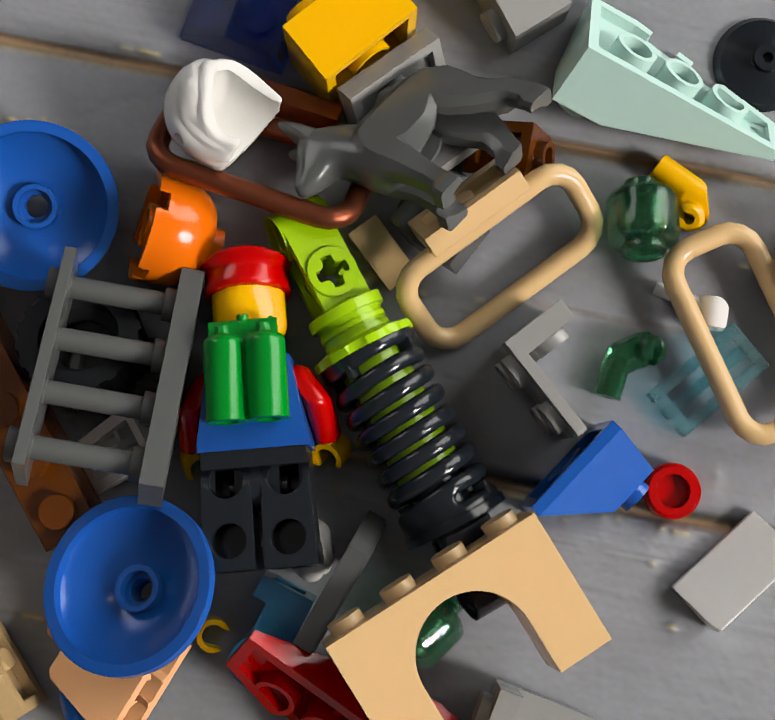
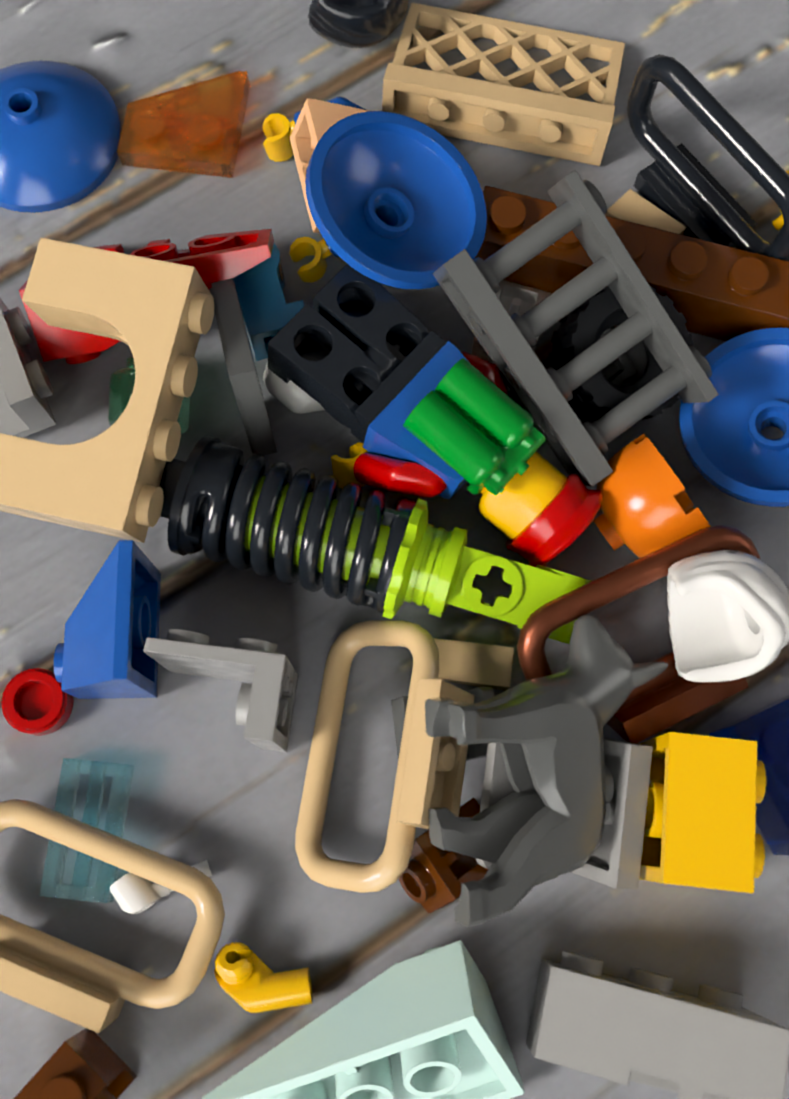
camera: 135 degrees right, 10 degrees down
(627, 357) = (179, 777): clear green arm -> none
(642, 219) = (275, 915): clear green head -> none

